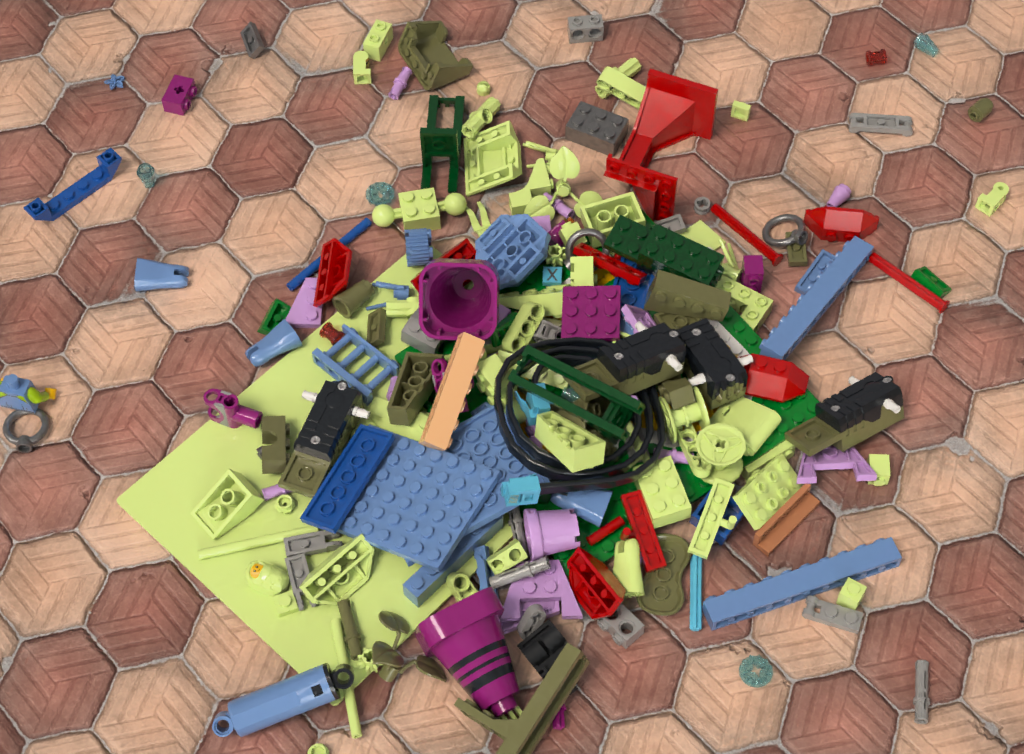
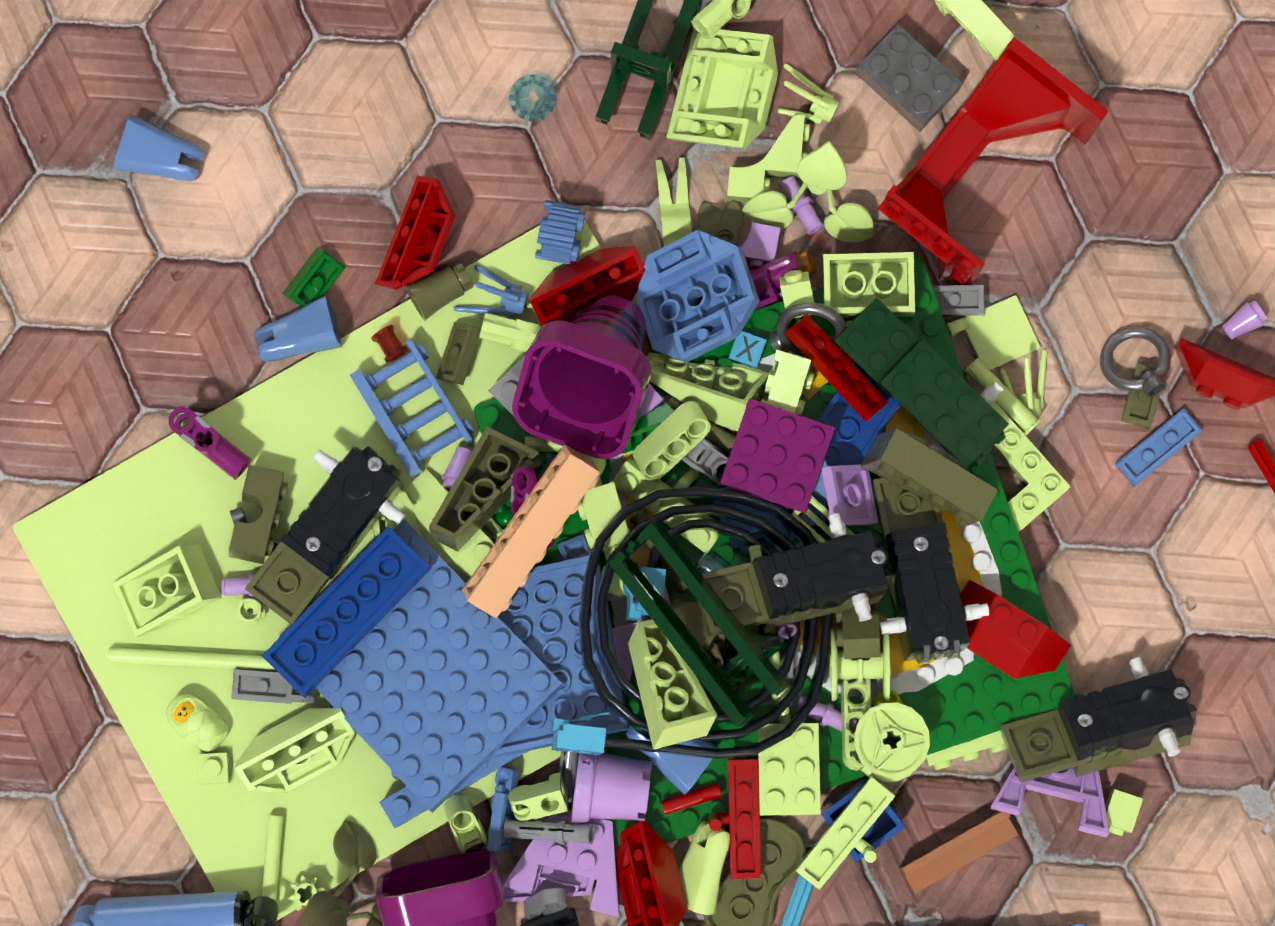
camera: 15 degrees right, 25 degrees up
(298, 571) = (241, 730): light grey hinge -> none
(303, 312) = (357, 280): lavender wing -> none
(314, 266) = (444, 176): blue piece -> none
(352, 636) = (292, 838): olive pin -> none
(419, 209) = (583, 152): yellowish green brick -> none
(555, 255) = (770, 320): yellowish green gear -> none
(702, 210) = (1025, 261): light grey bush -> none
(740, 110) = (1151, 108): yellowish green plate -> none
(745, 233) = (1076, 344): red axle -> none
(751, 419) = (947, 697): yellowish green door -> none
(752, 272) = (1054, 432): magenta brick -> none
(767, 491) = (943, 806): yellowish green plate -> none
(816, 300) = (1133, 513): medium blue brick -> none

